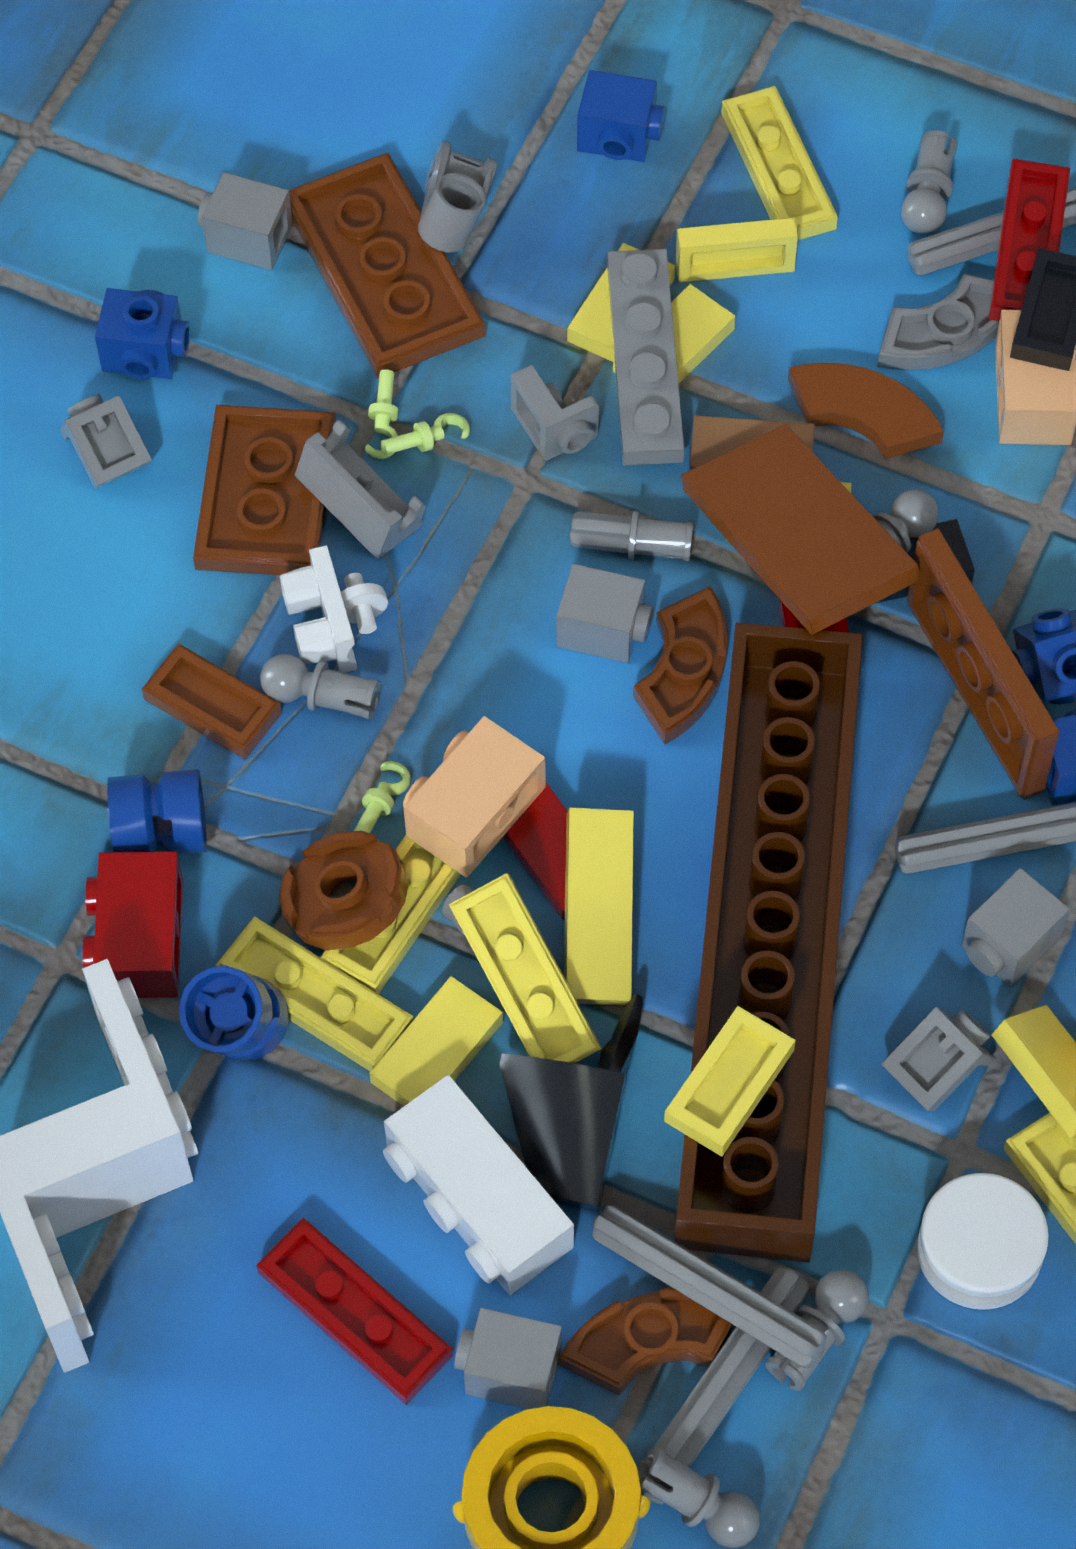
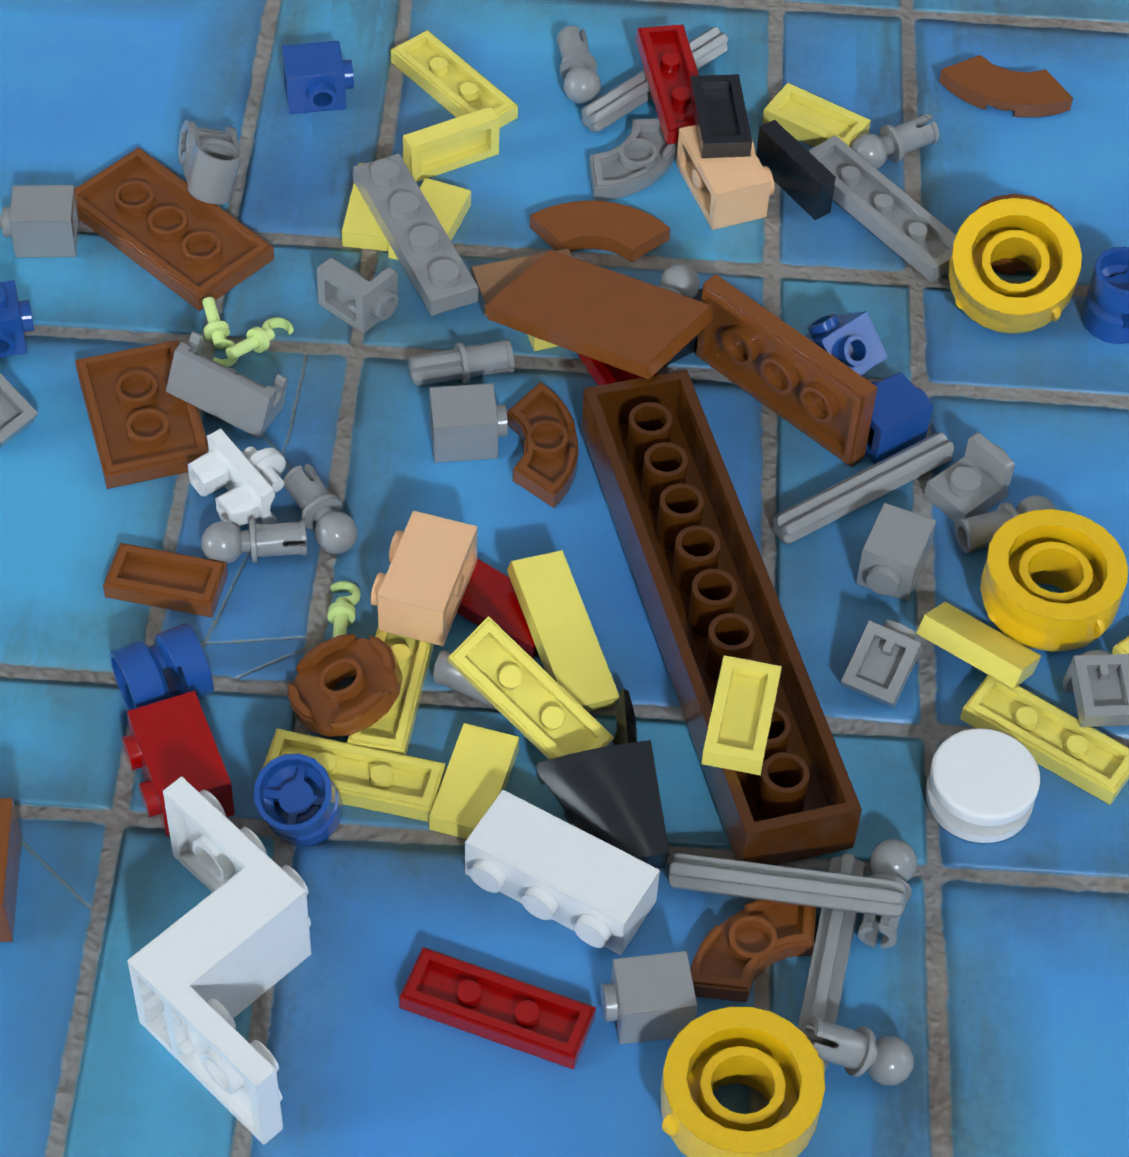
camera: 25 degrees left, 10 degrees down
(407, 700) = (321, 510): none -> light grey pin

